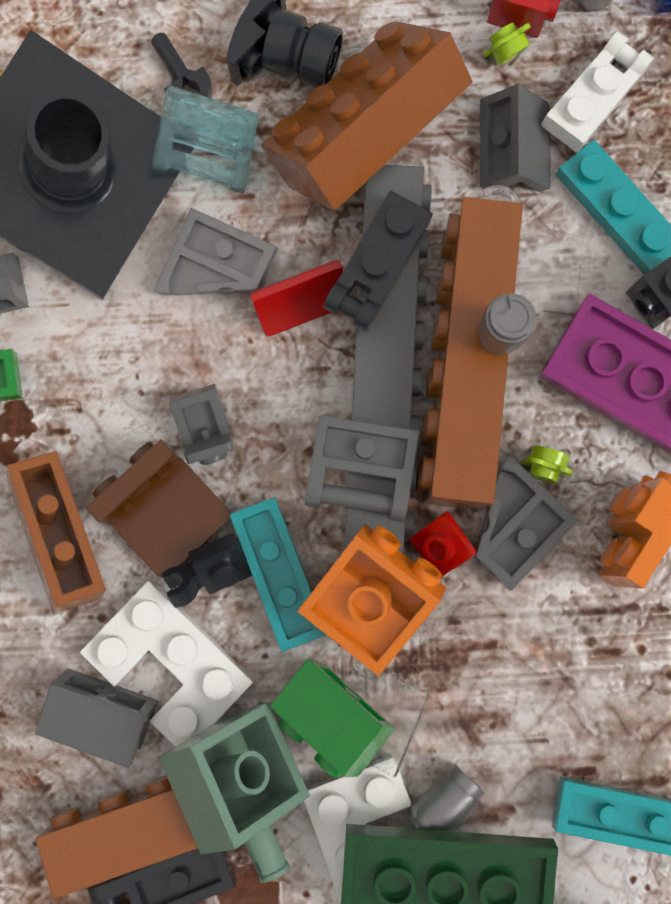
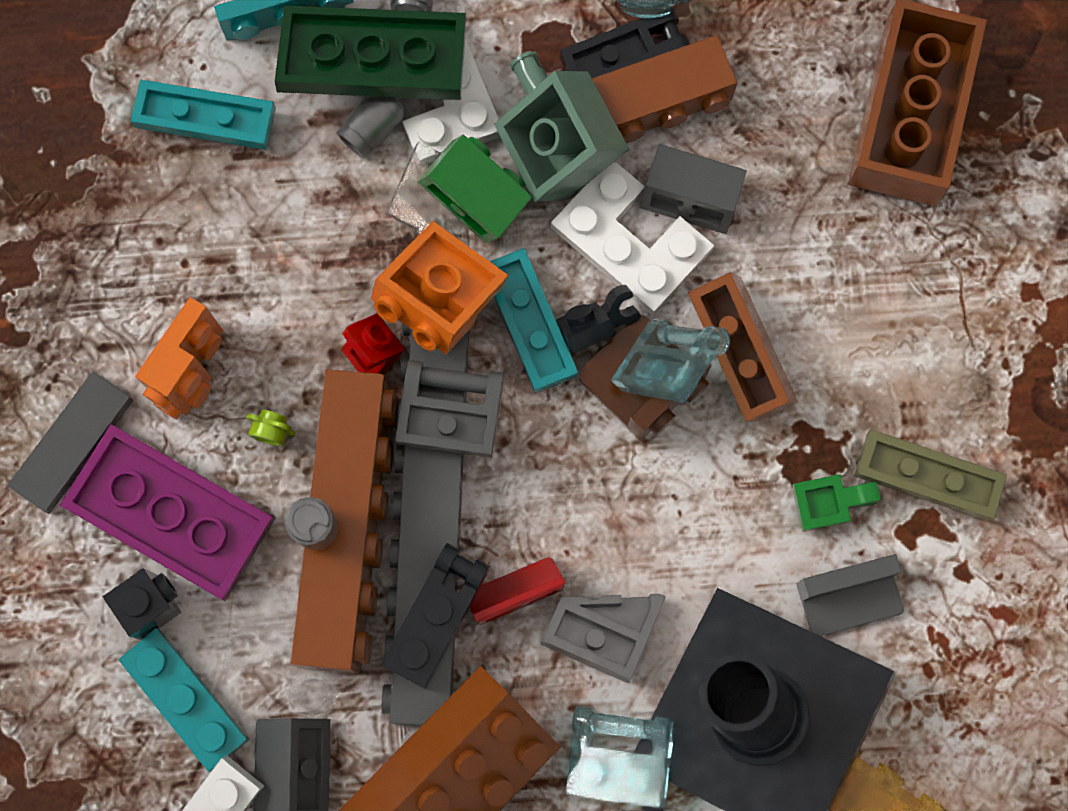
camera: 175 degrees right, 5 degrees down
(132, 499) = (669, 372): none -> clear light blue plate
(202, 425) = (608, 457): dark grey bracket -> none
(519, 525) = (294, 370): dark grey wing -> none

